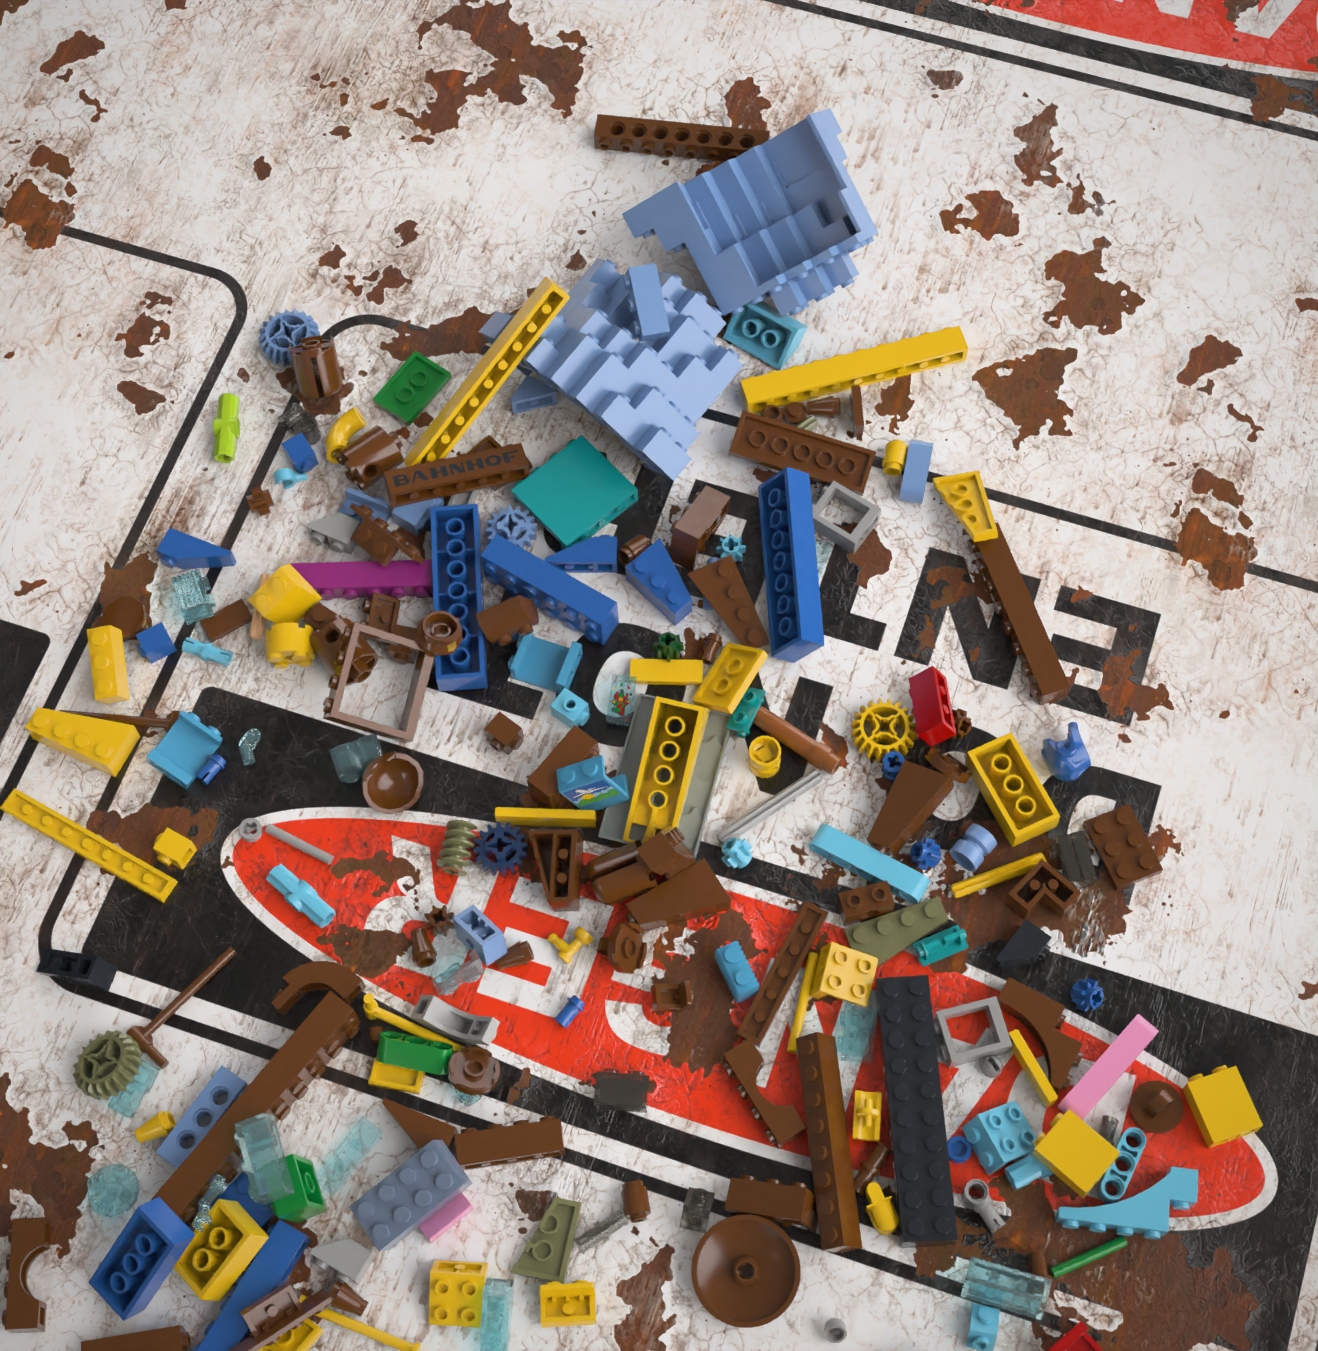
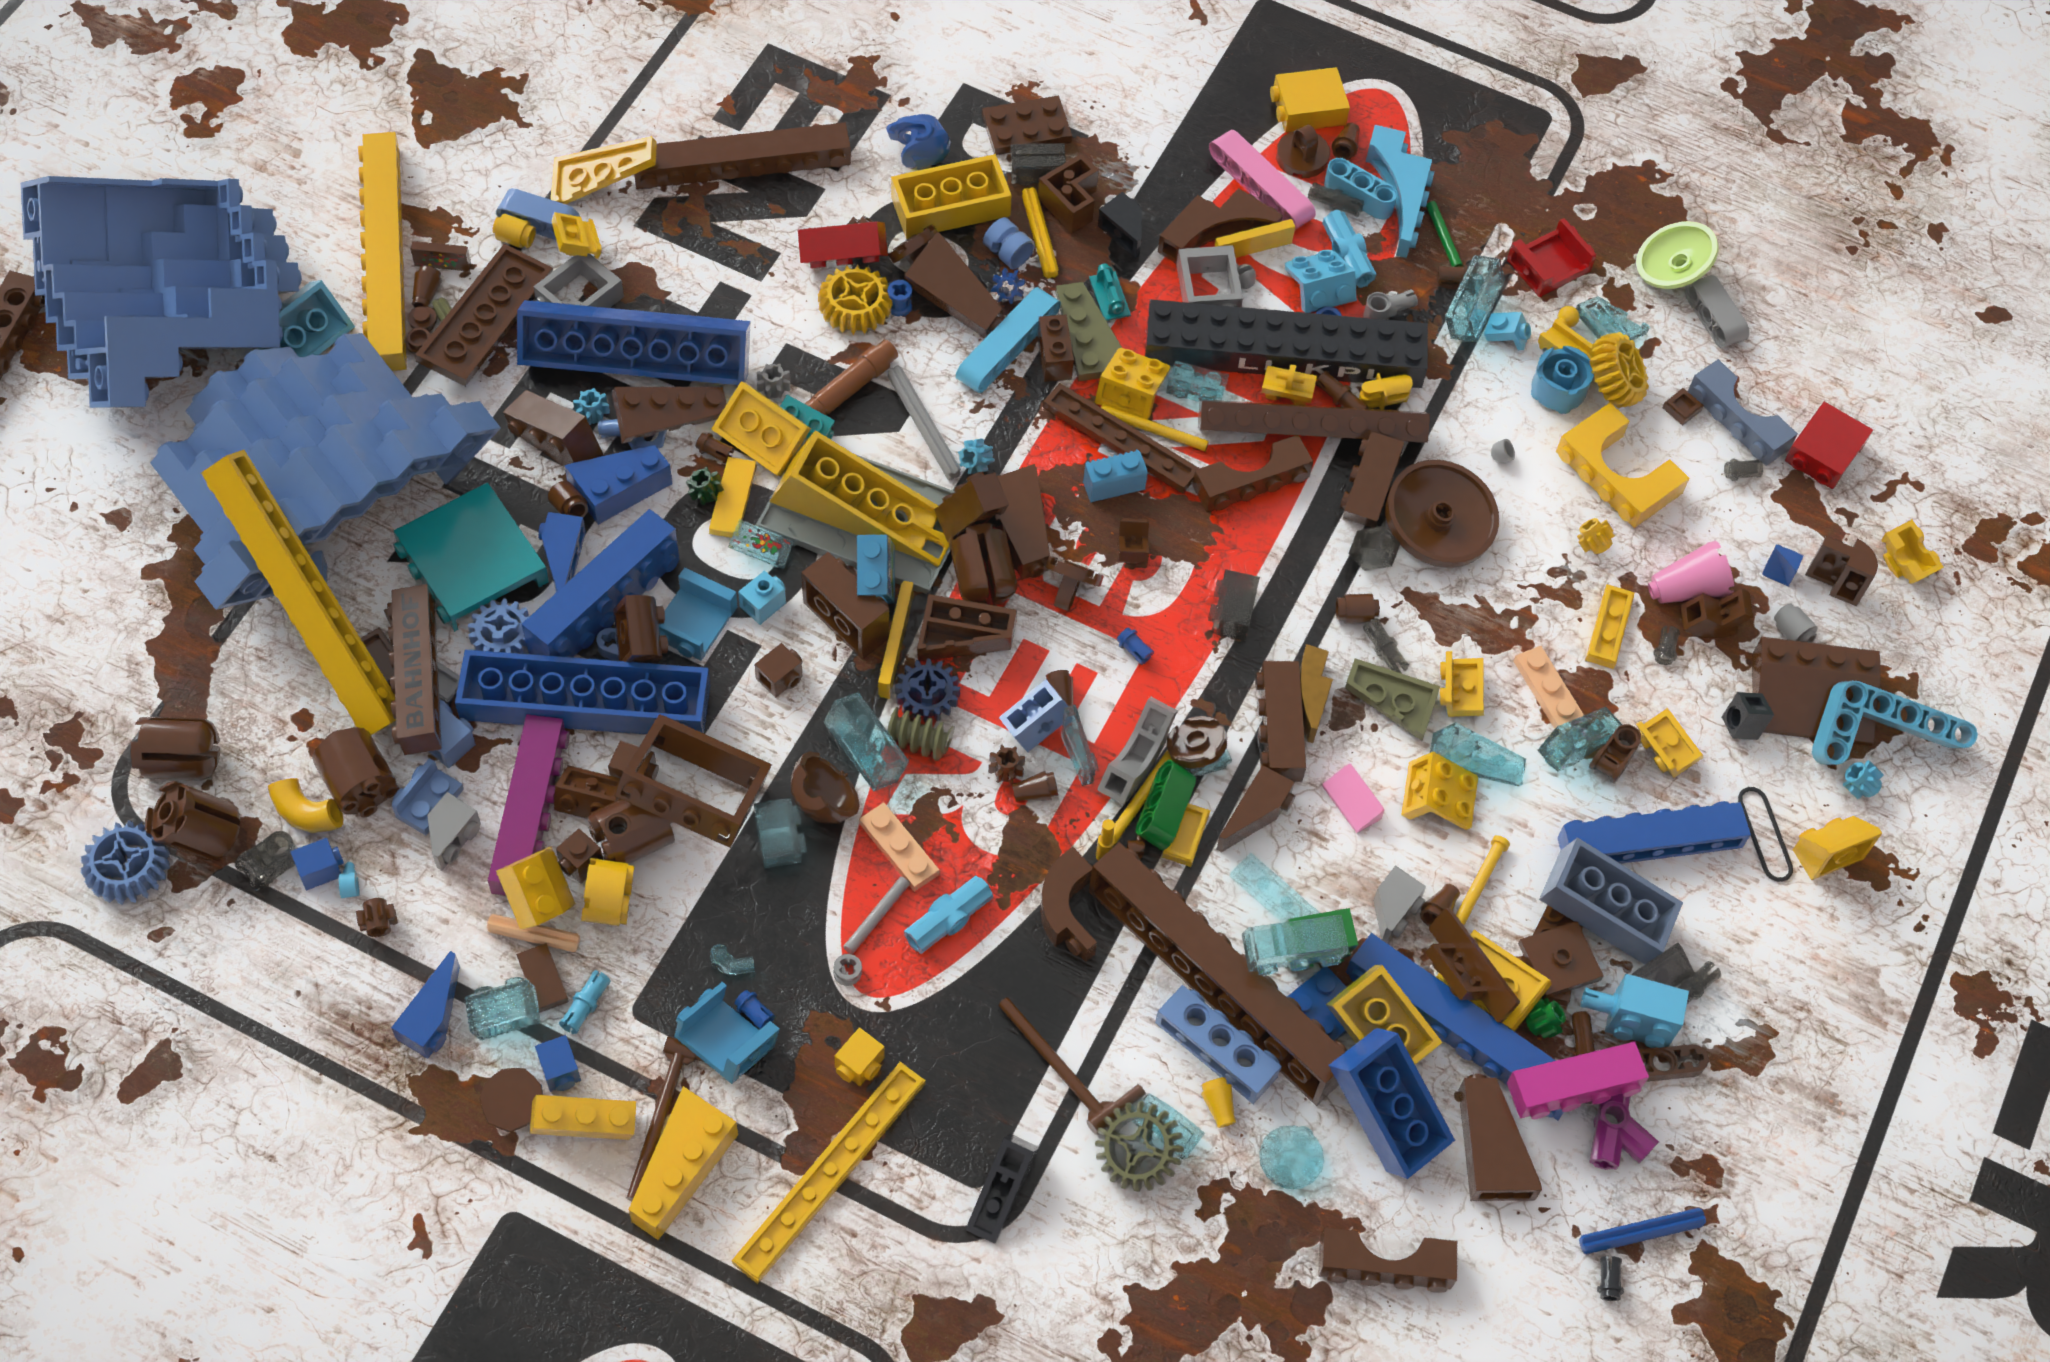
camera: 90 degrees left, 5 degrees down
(217, 1187) = (1332, 1023): clear light blue arm -> none
(226, 428) = (246, 954): lime piece -> none
(360, 851) = (899, 846): none -> light nougat plate
(376, 341) = (175, 748): none -> reddish brown cylinder
(378, 540) = (485, 769): reddish brown bracket -> none
(410, 1195) = (1336, 816): sand blue brick -> none
(412, 388) = (255, 721): green plate -> none
(439, 633) = (644, 700): reddish brown hat -> none
(442, 807) = (866, 741): none -> clear light blue brick
(543, 1167) = (1314, 689): none -> pearl gold slope
(567, 951) = (1062, 639): yellow piece -> none
(646, 302) = (261, 390): medium blue brick -> none
(764, 756) = (866, 411): yellow wheel -> none
(784, 687) = (773, 381): none -> light grey gear
(889, 499) = (576, 236): none -> yellow plate
(1074, 1152) = (1353, 209): yellow brick -> none
(1087, 994) = (1184, 180): blue gear -> none
(1177, 1147) = (1346, 143): none -> reddish brown cone

